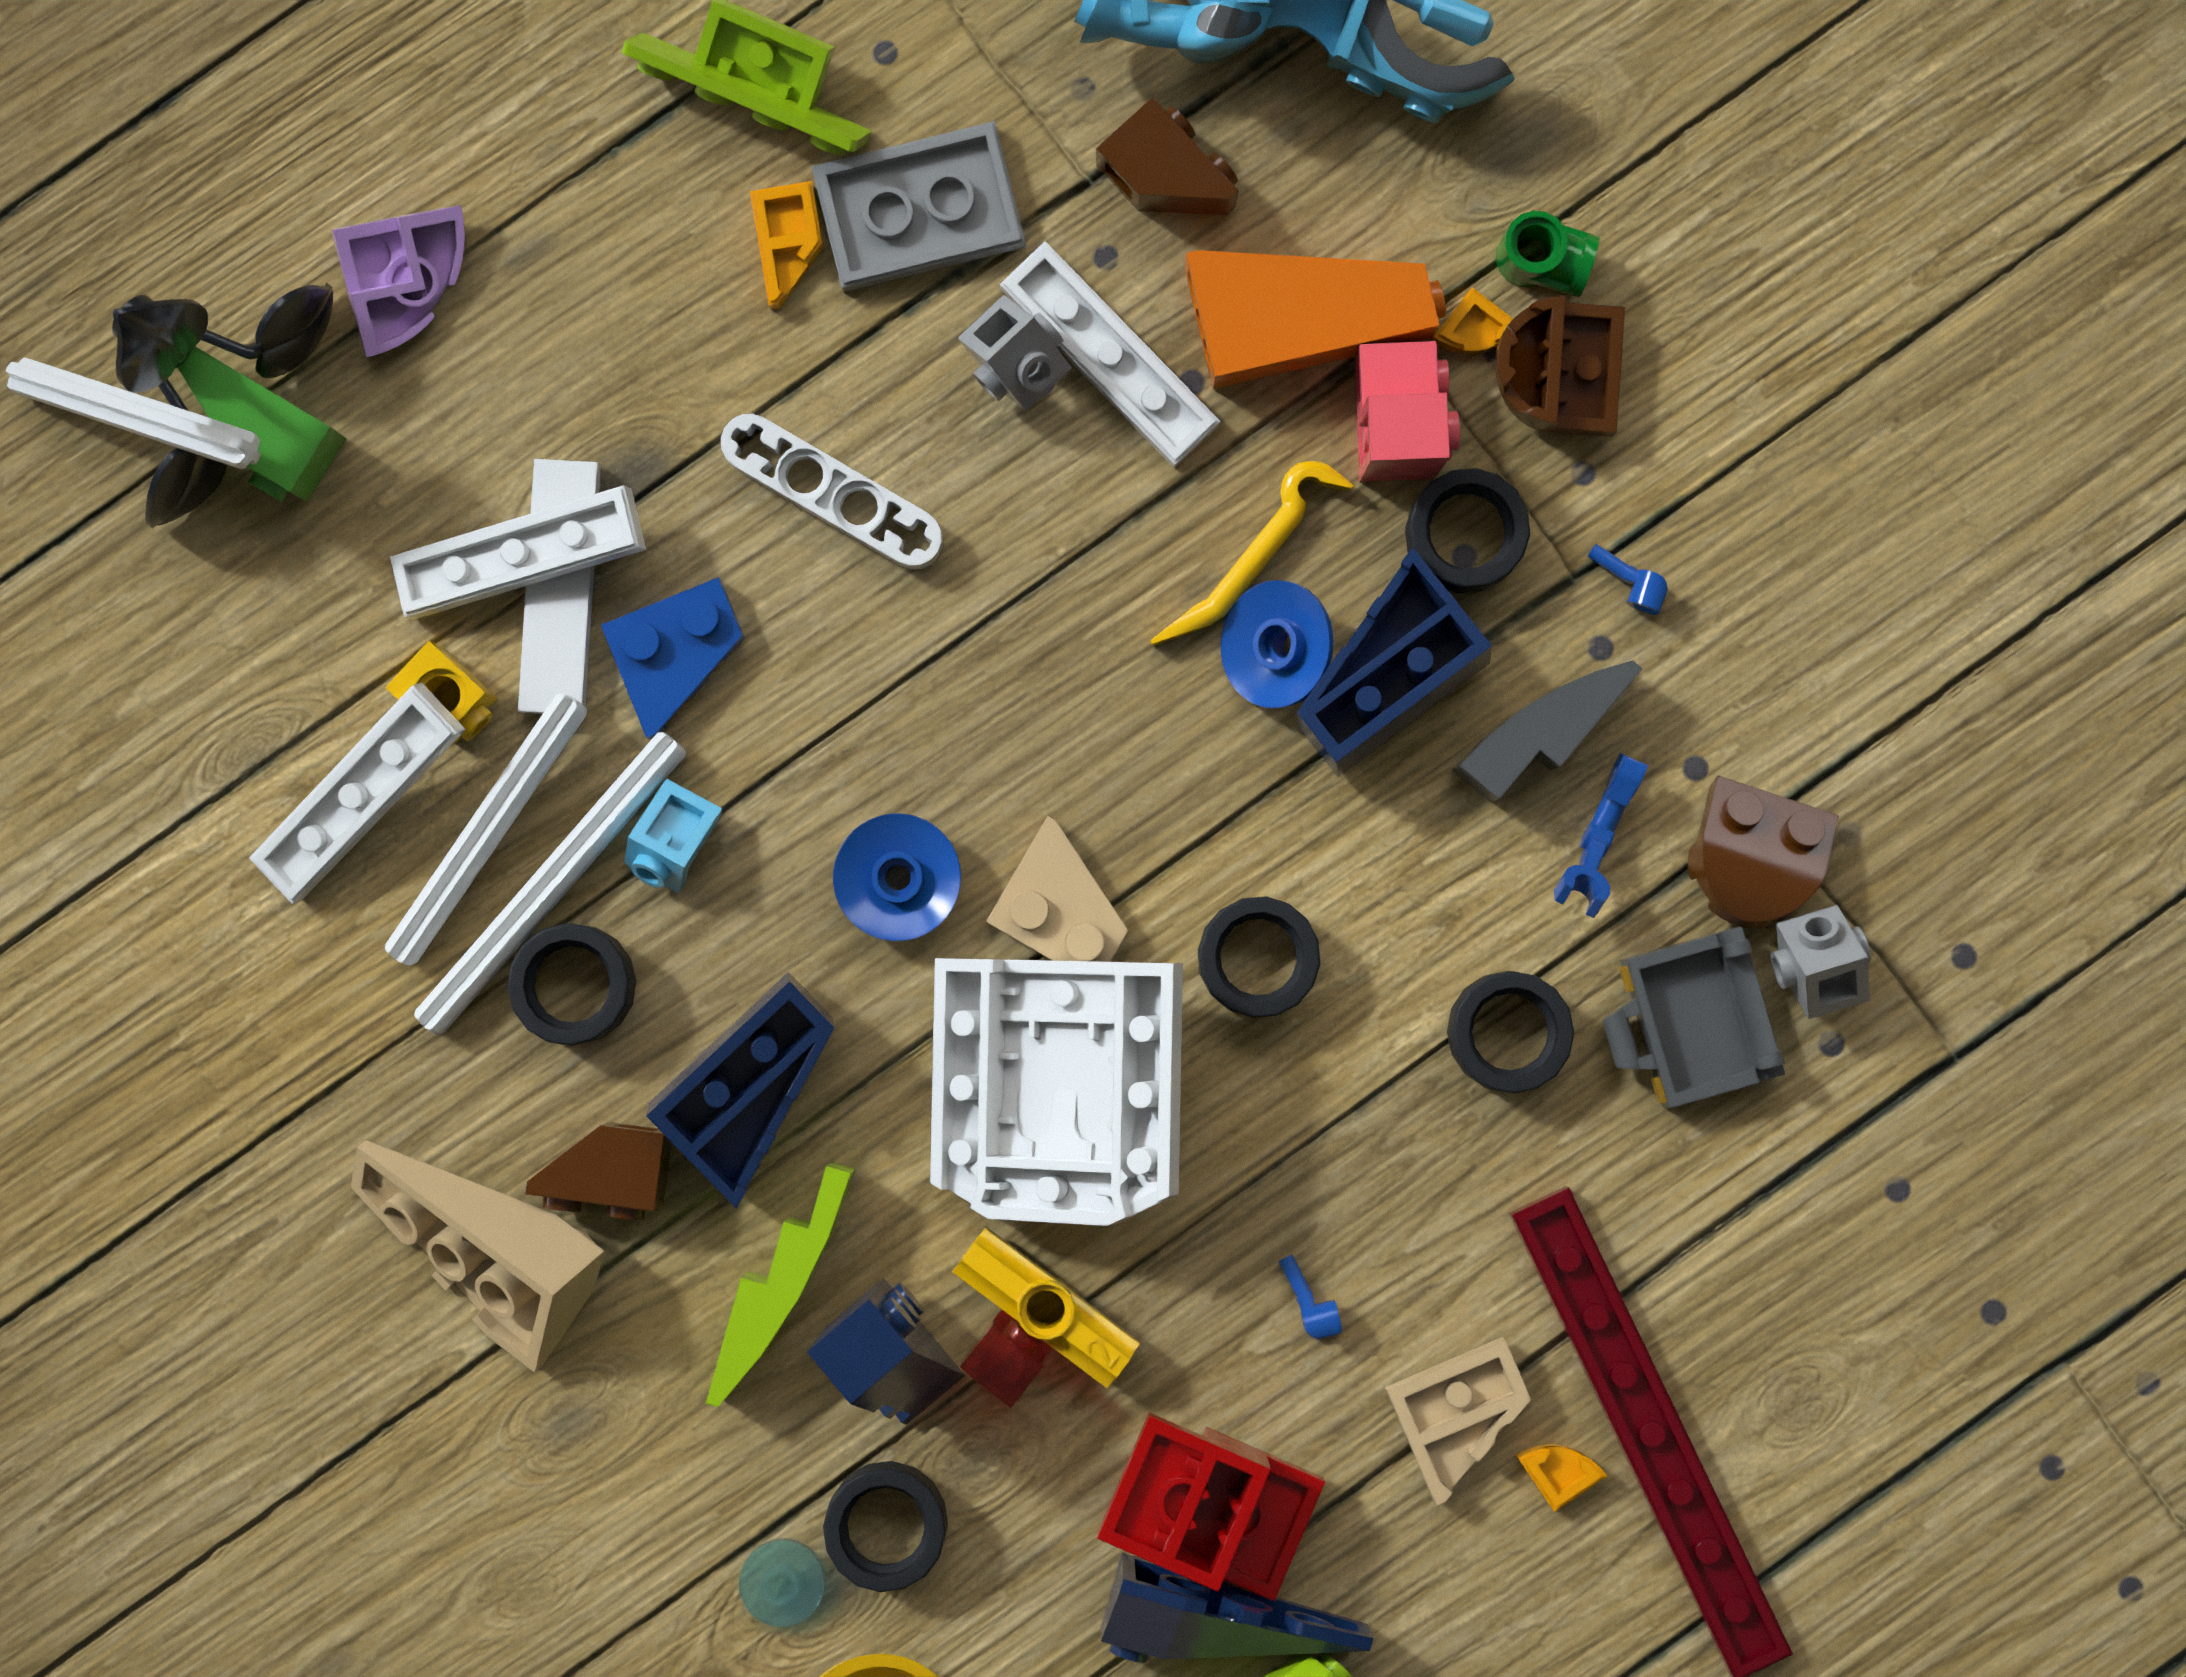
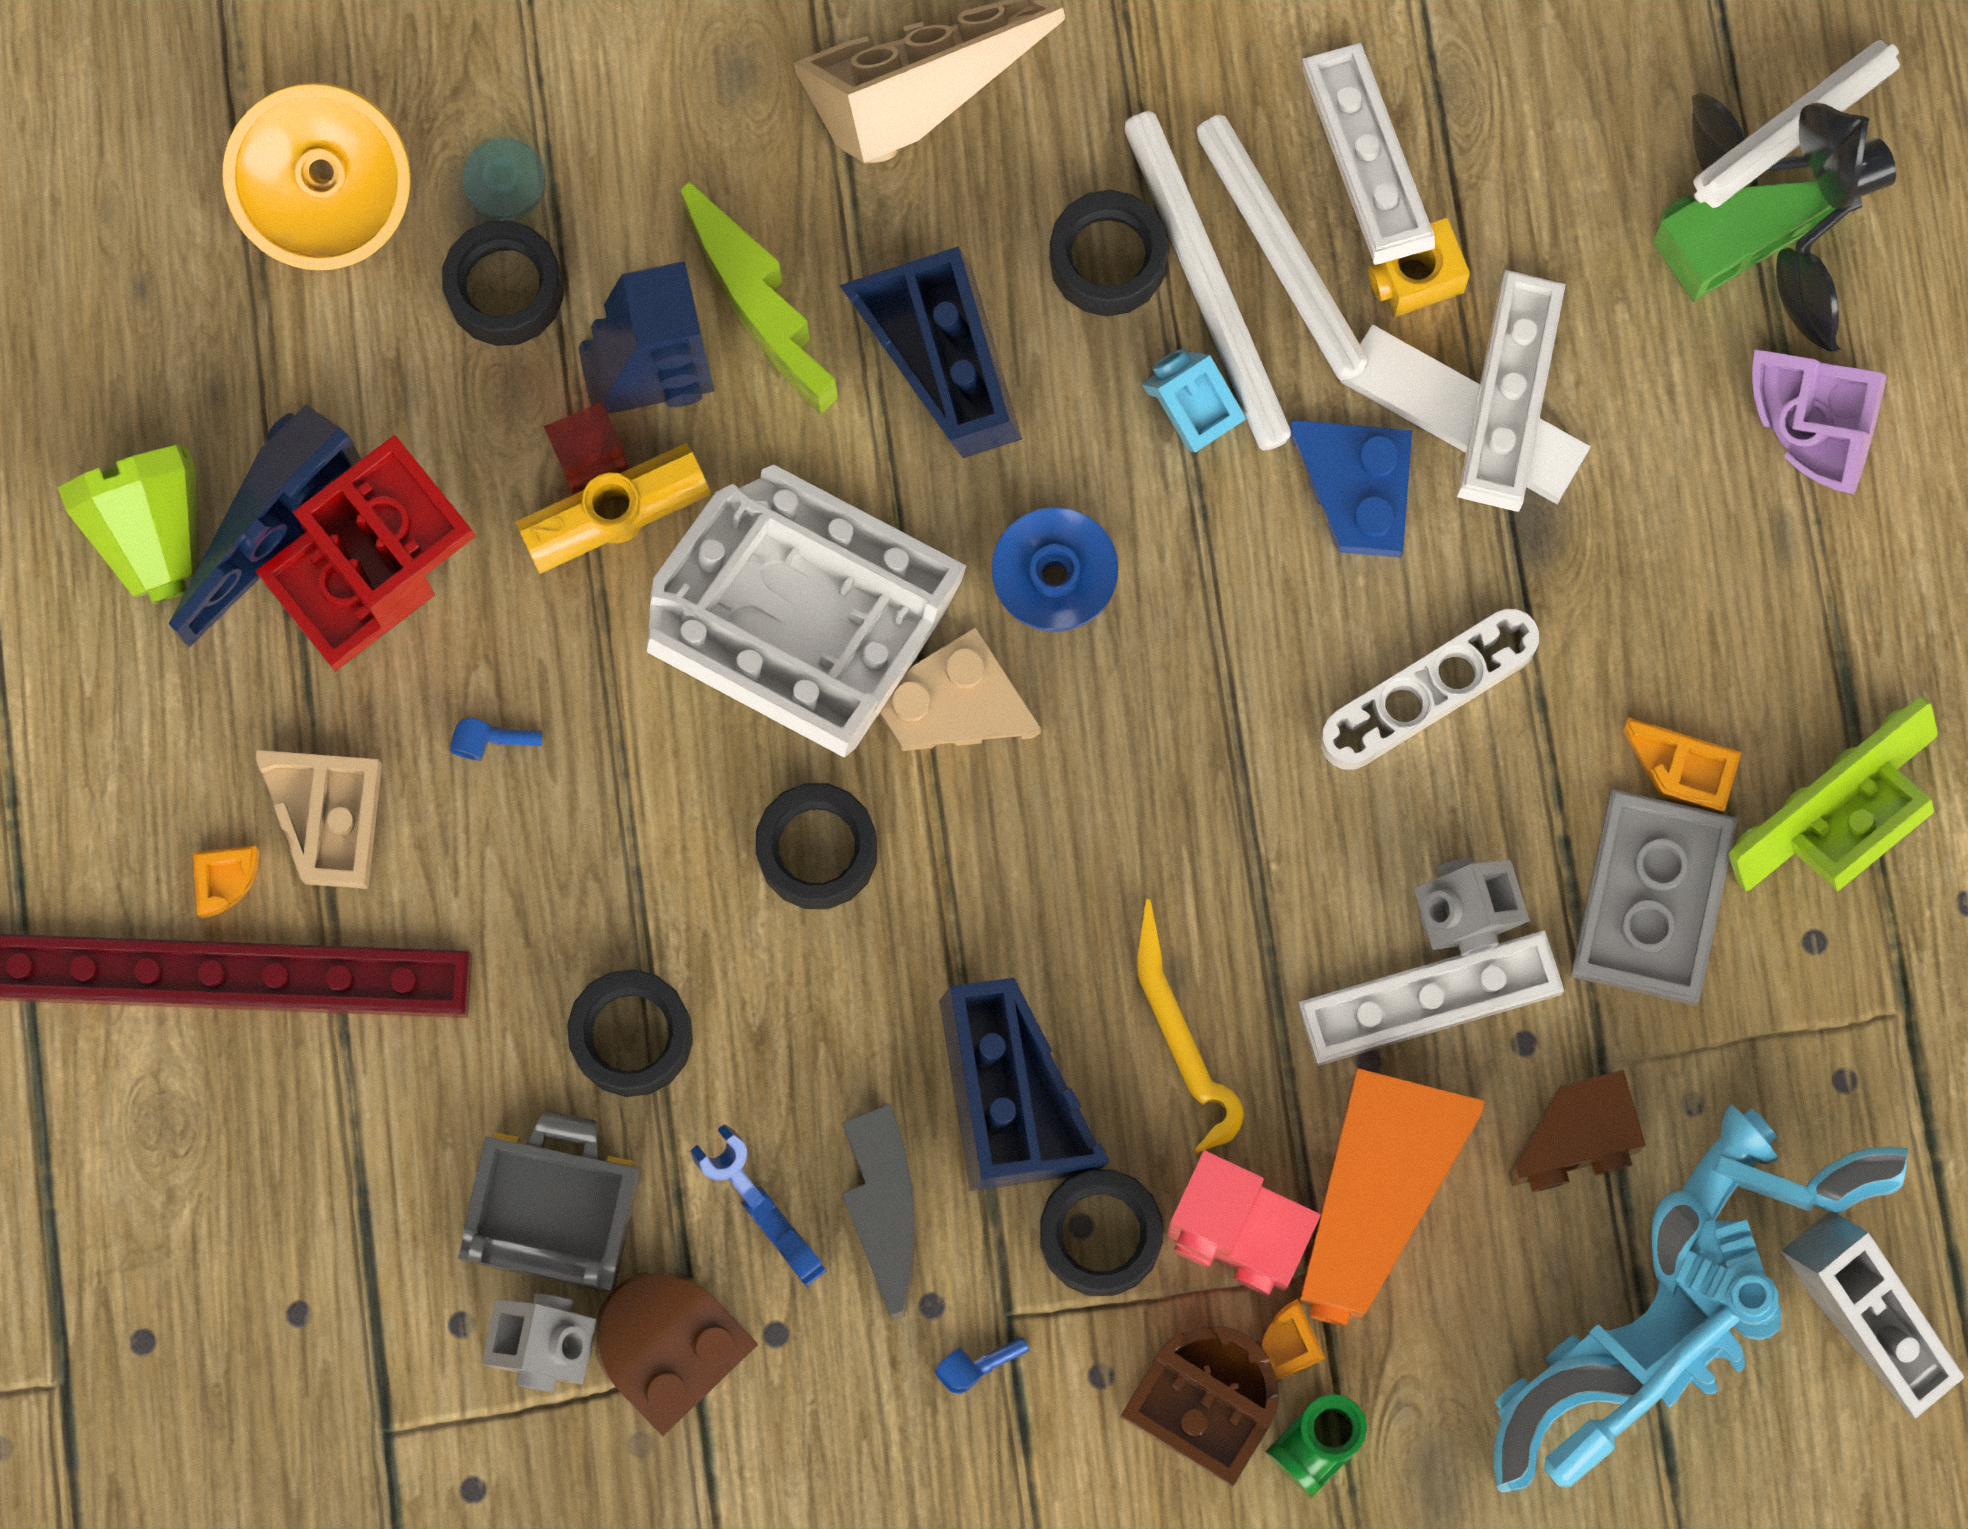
camera: 120 degrees right, 10 degrees down
(609, 1167) = (932, 203): reddish brown slope -> none
(1255, 641) = (1087, 1004): blue dish -> none

